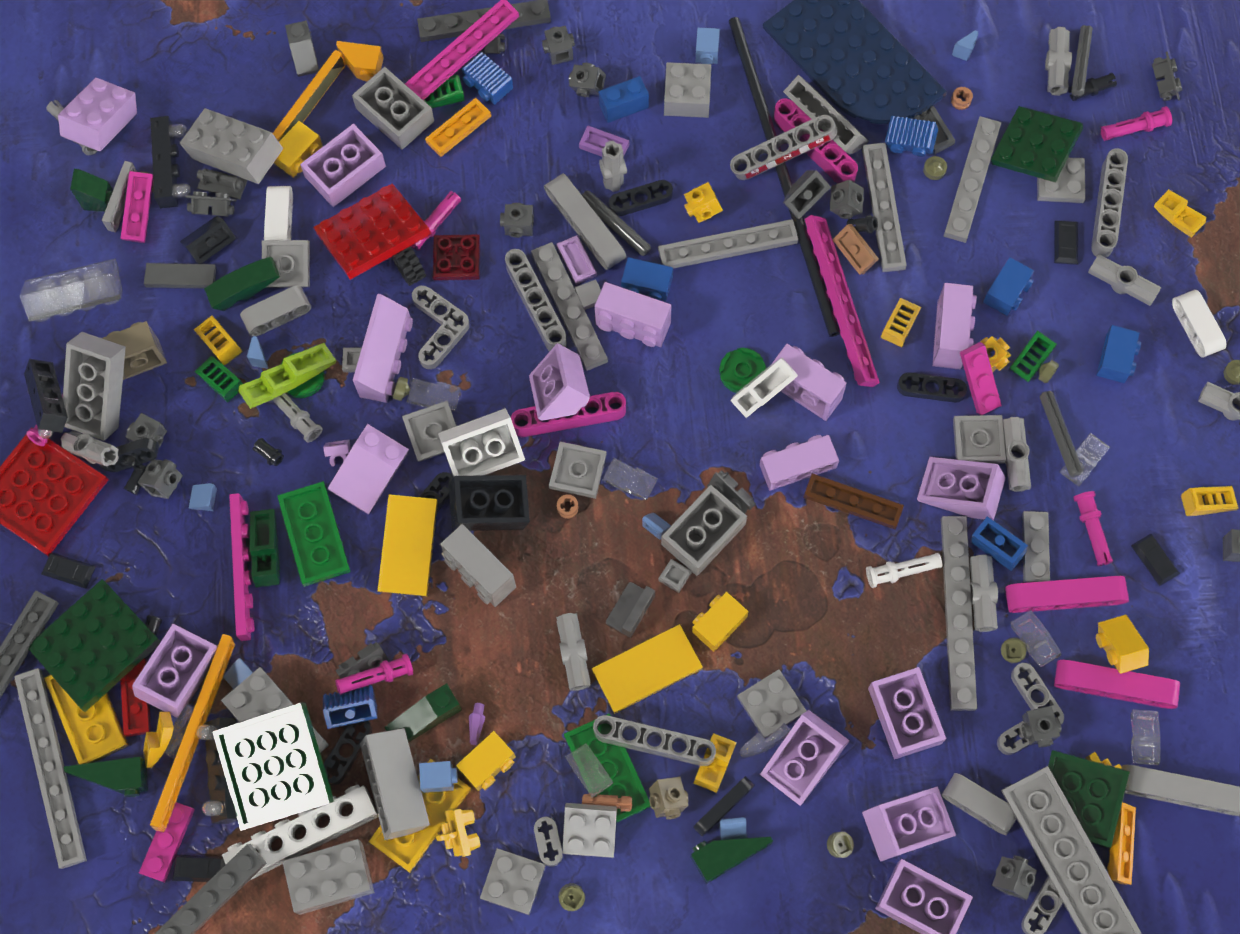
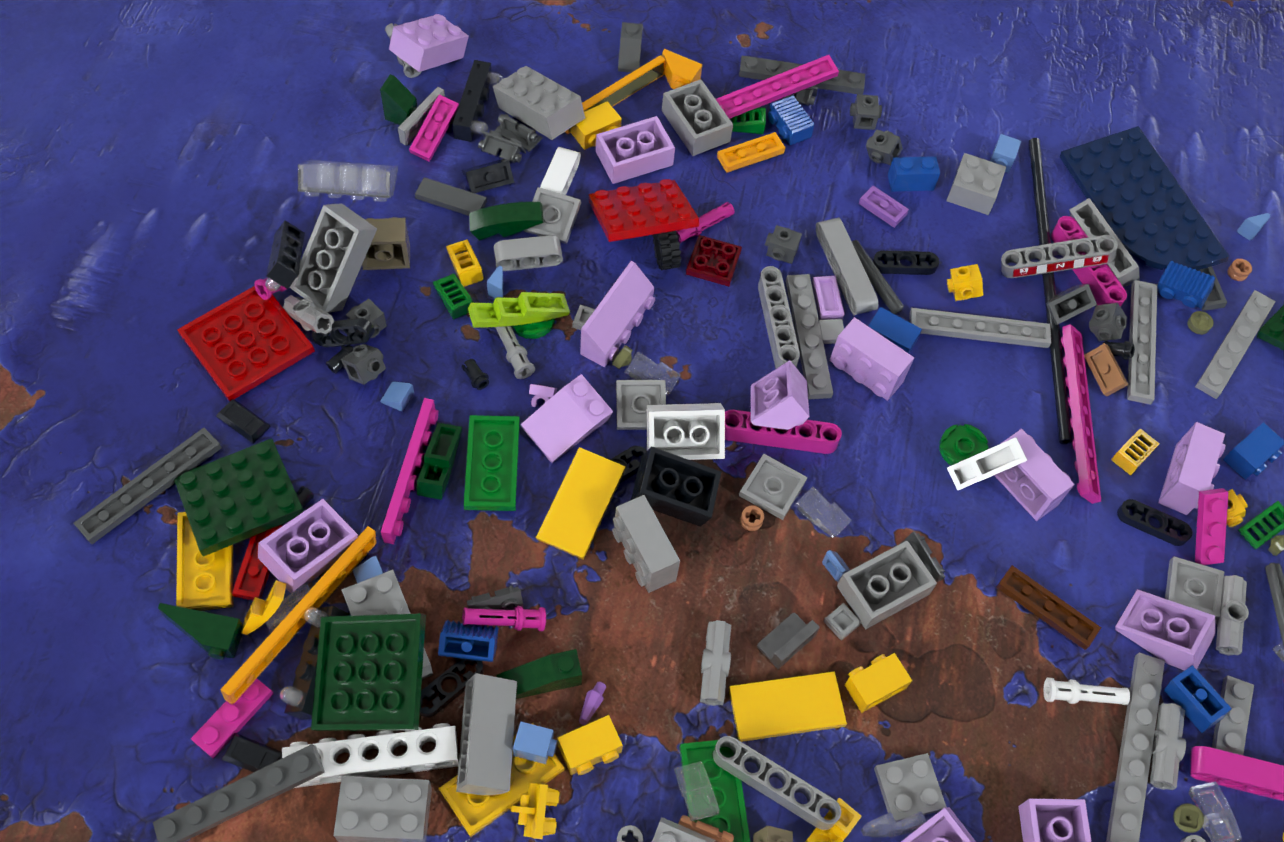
camera: 10 degrees right, 10 degrees down
(50, 769) = (144, 611): light grey plate -> none
(447, 325) = (684, 317): light grey beam -> none
(613, 166) = (889, 221): light grey piece -> none
(798, 461) = (1000, 550): lavender brick -> none

